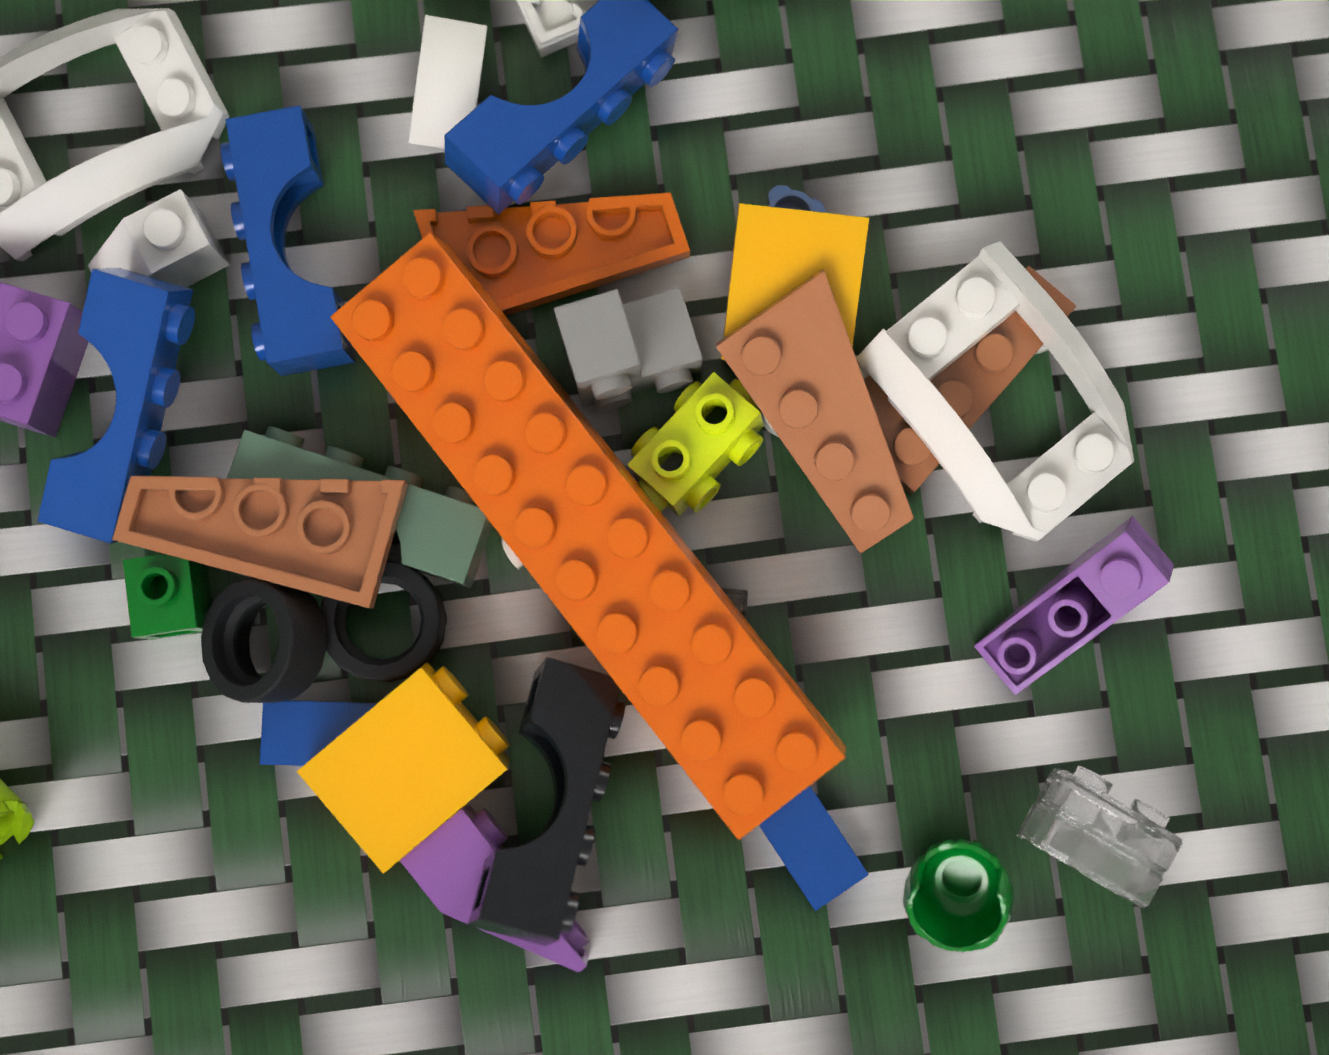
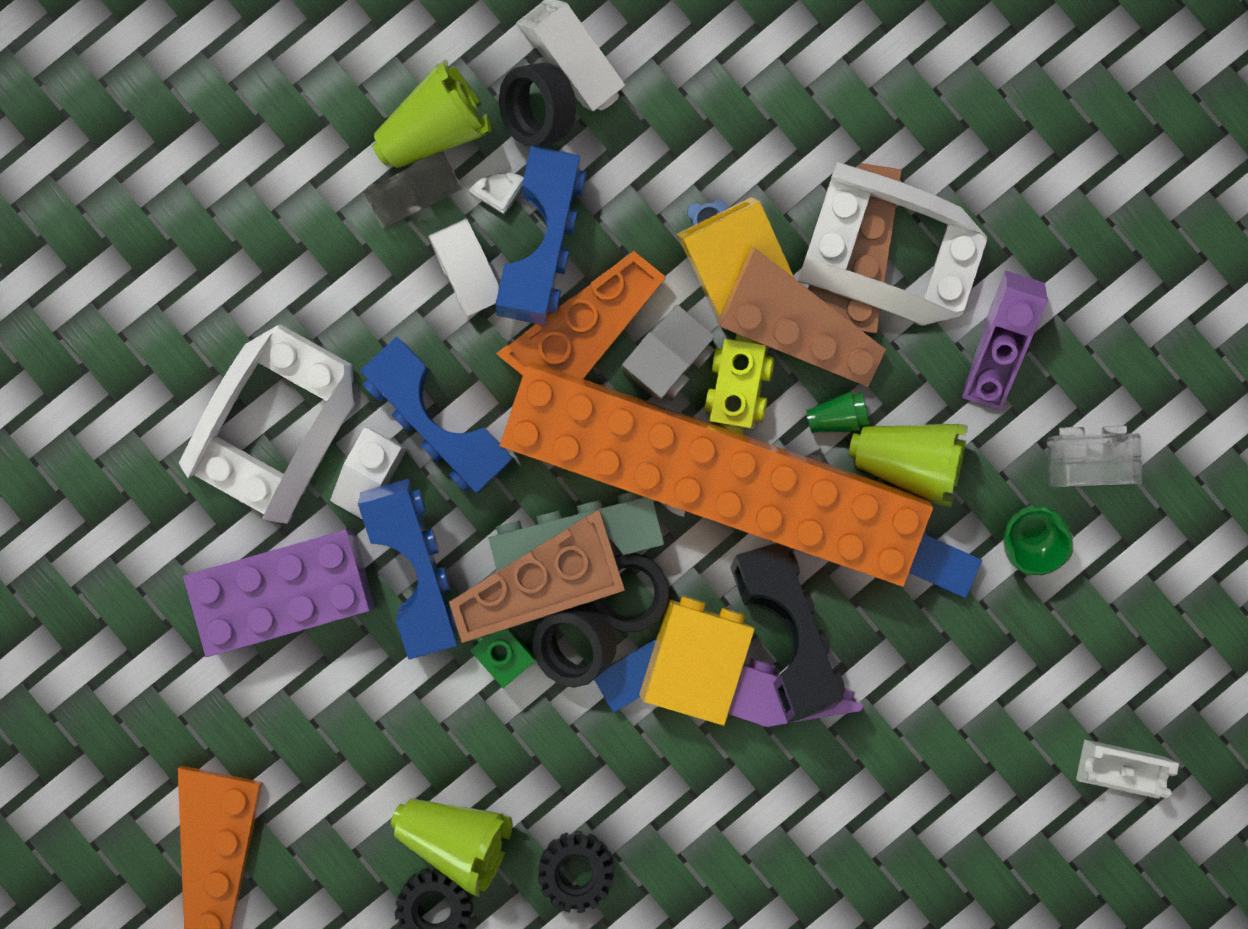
camera: 30 degrees left, 5 degrees up
(32, 950) = (569, 896): none -> black tyre
(801, 565) = (839, 414): none -> green cone
(862, 680) = (913, 457): none -> lime cone

